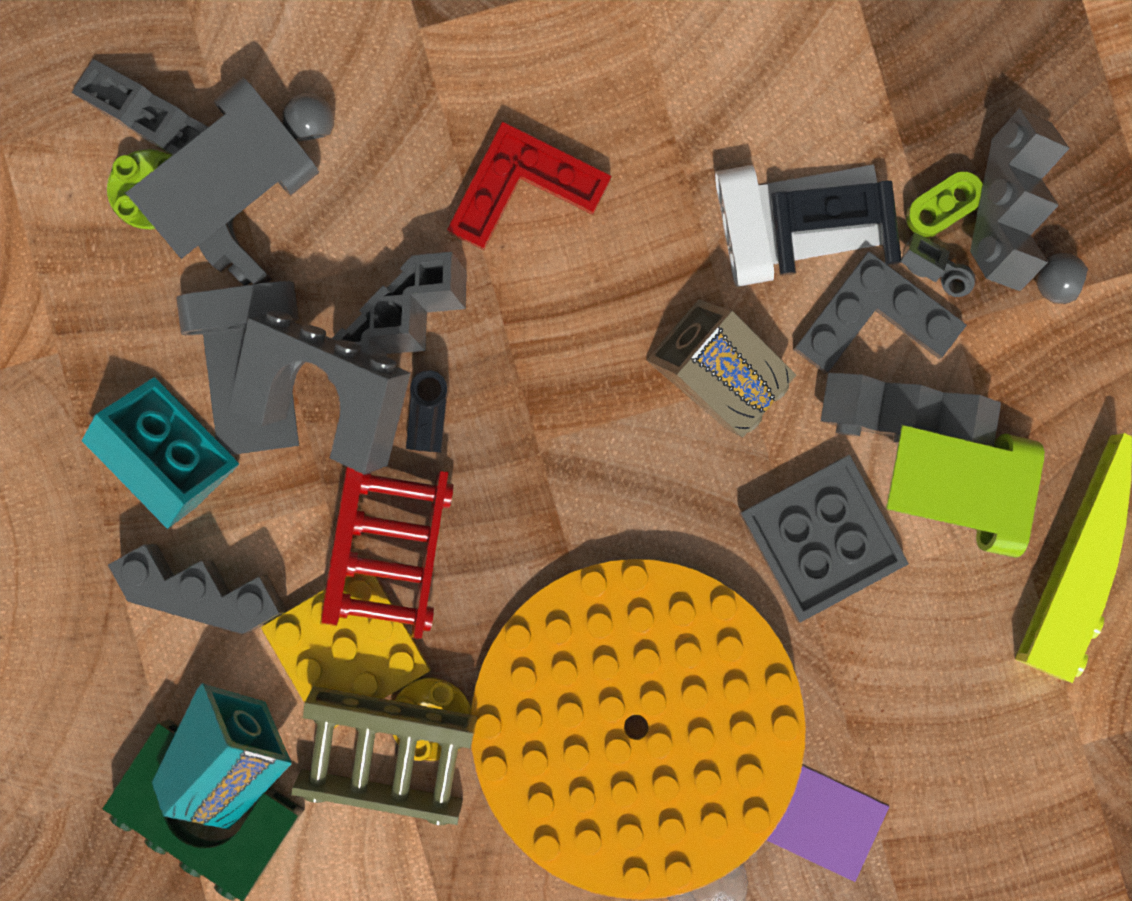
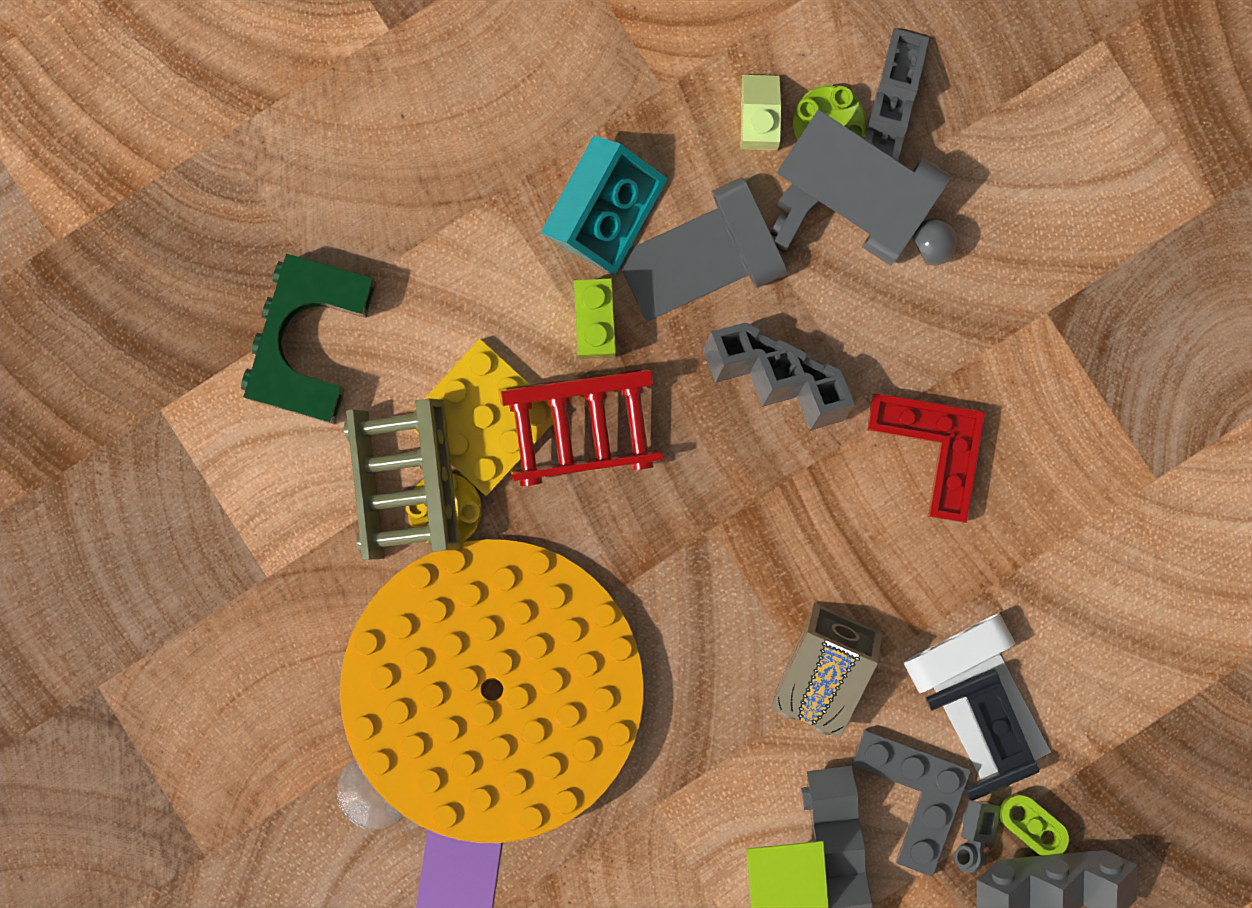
camera: 75 degrees right, 0 degrees up
(116, 257) = (760, 112): none -> yellowish green slope
(195, 592) = (493, 274): dark grey brick -> none
(220, 759) = (358, 341): teal slope -> none
(277, 499) = (594, 319): none -> lime brick
(367, 386) = (715, 369): dark grey arch -> none
(427, 417) = (704, 425): black piece -> none
(824, 538) = (704, 805): dark grey plate -> none

